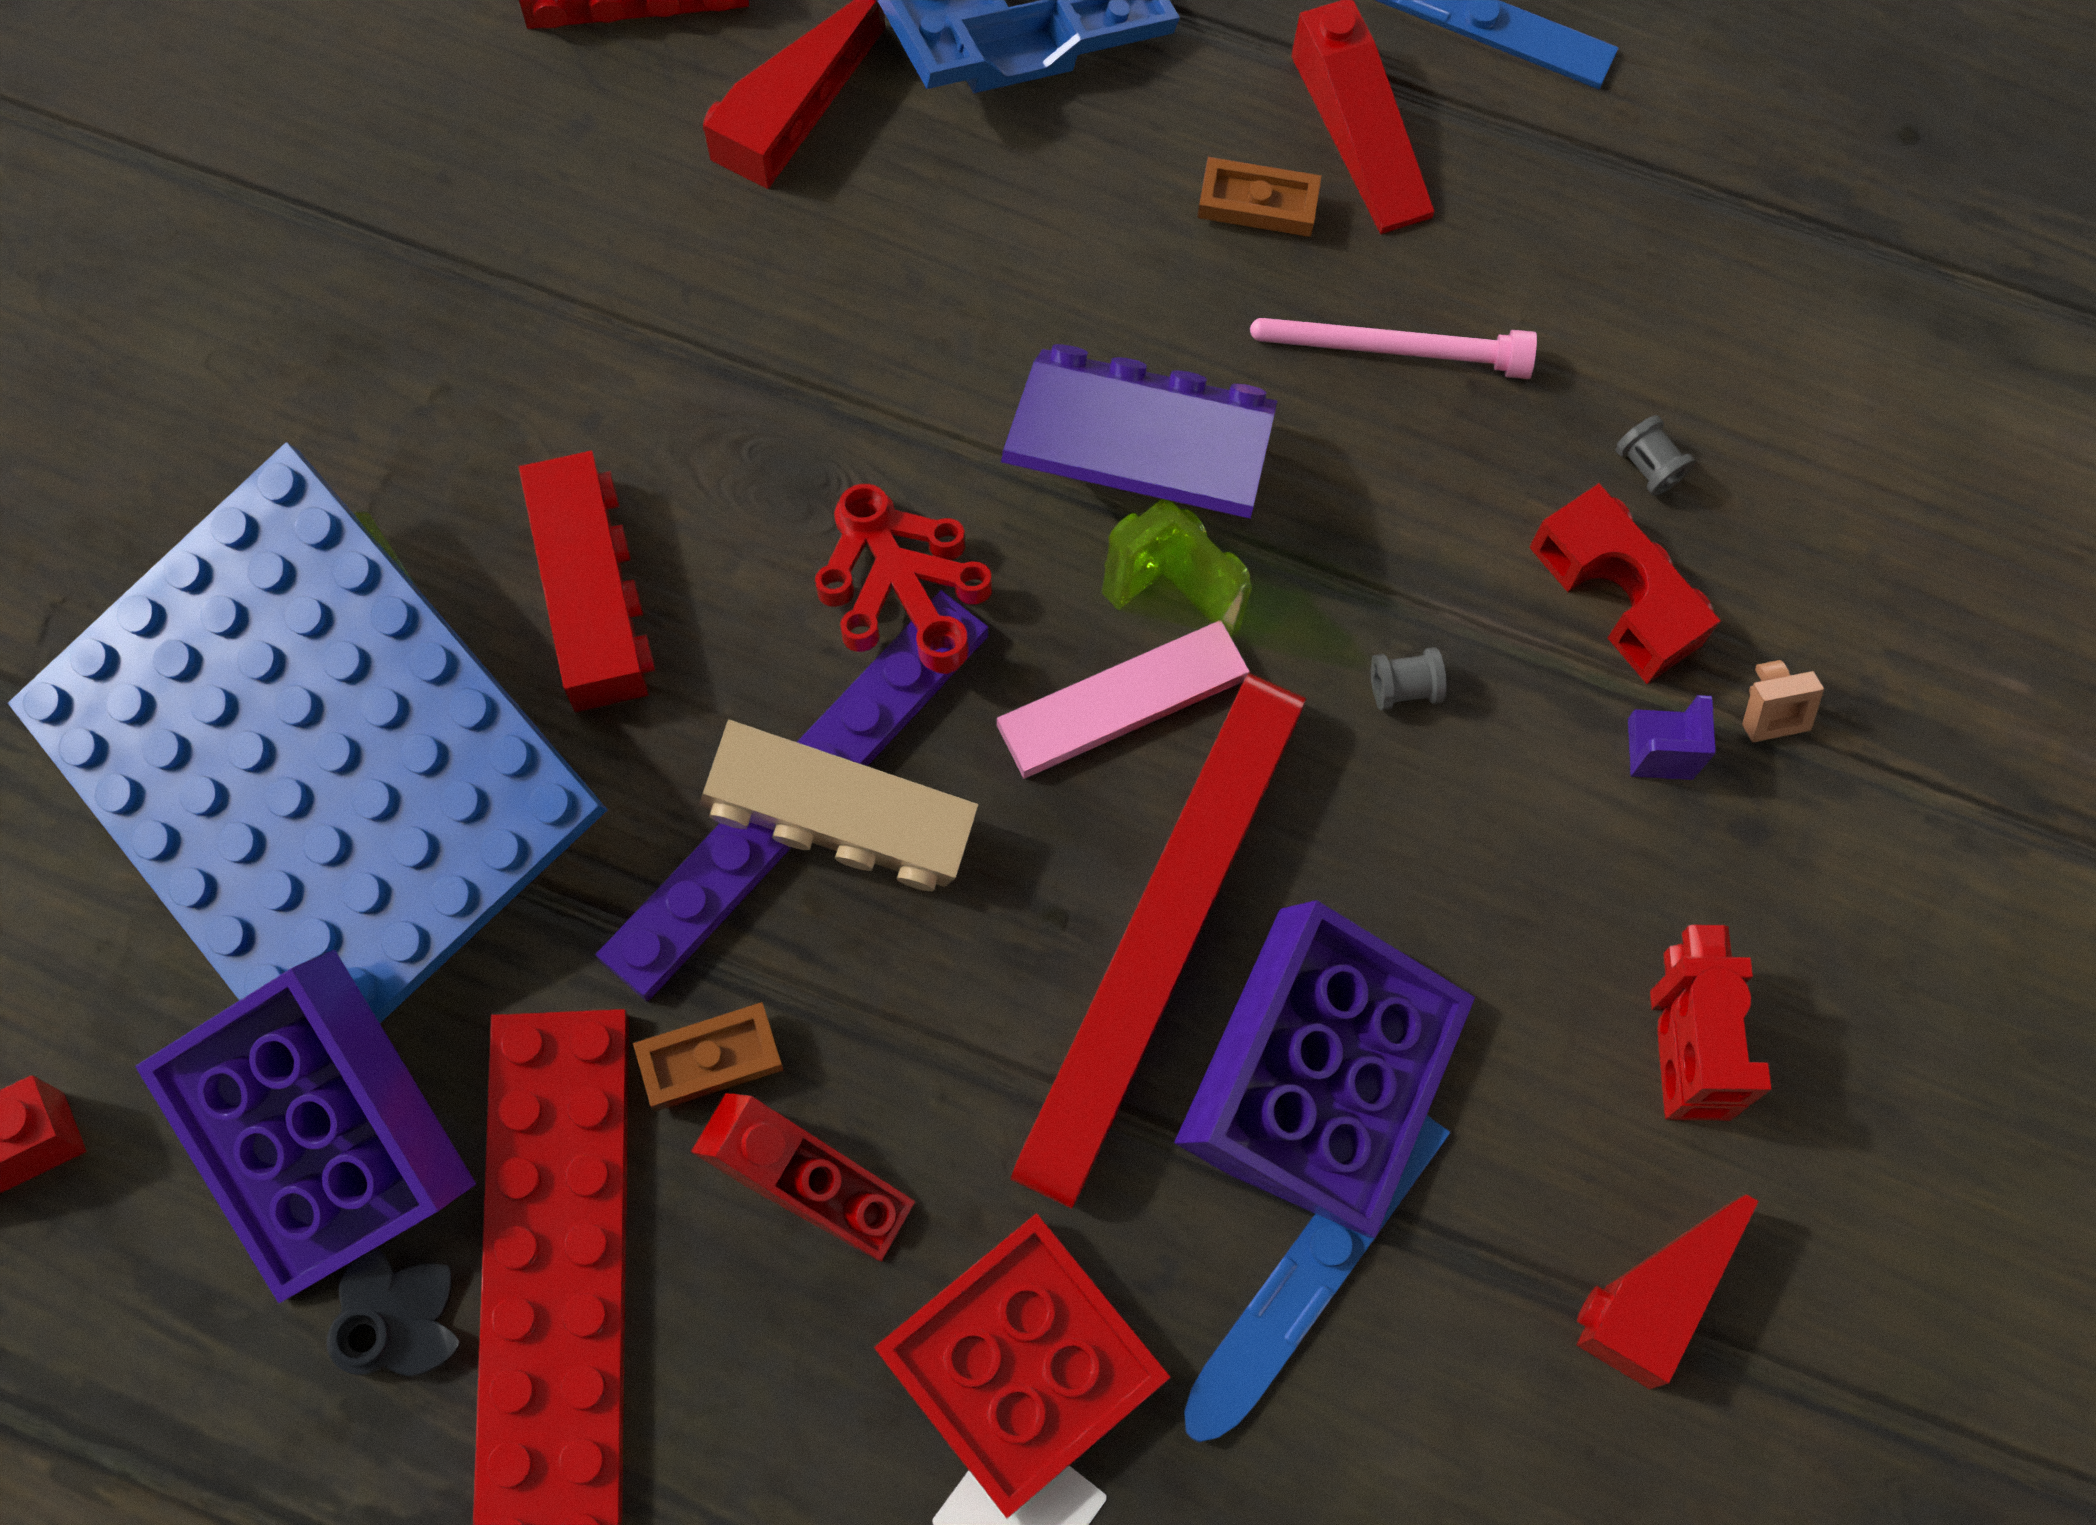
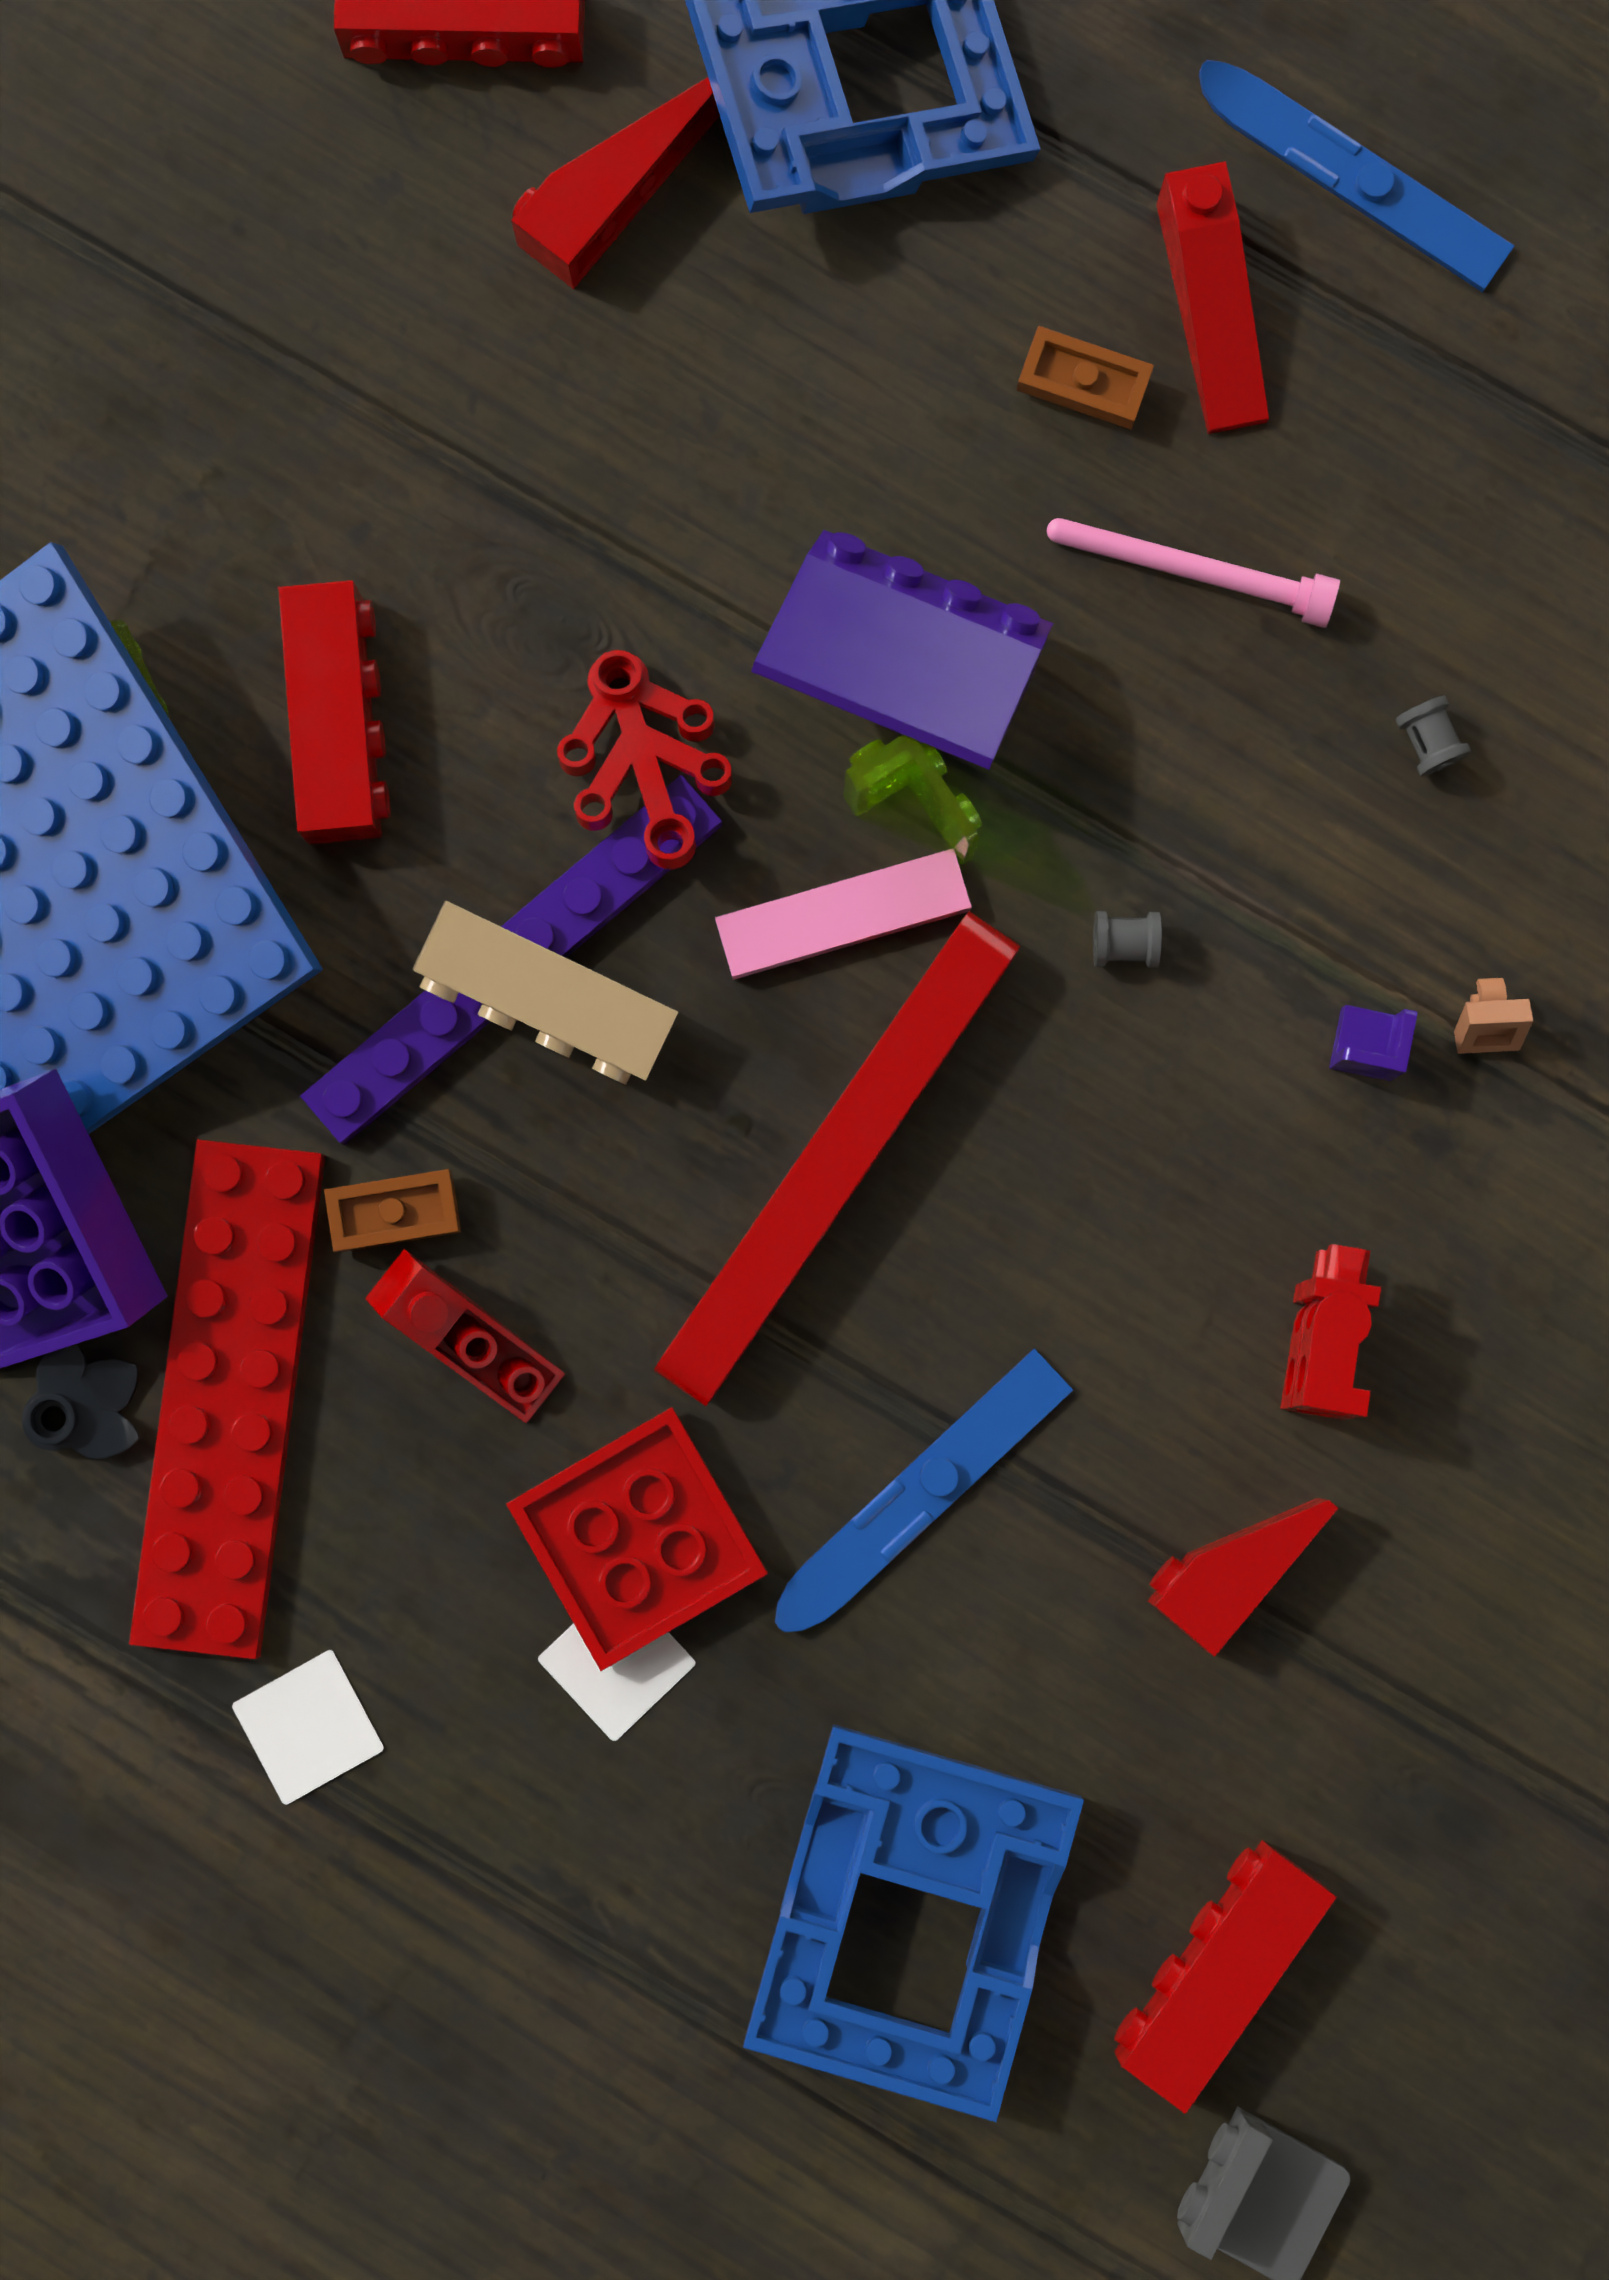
camera: 15 degrees right, 15 degrees up
(1326, 1068) = (967, 1314): dark purple slope -> none
(1600, 540) = (1352, 820): red arch -> none

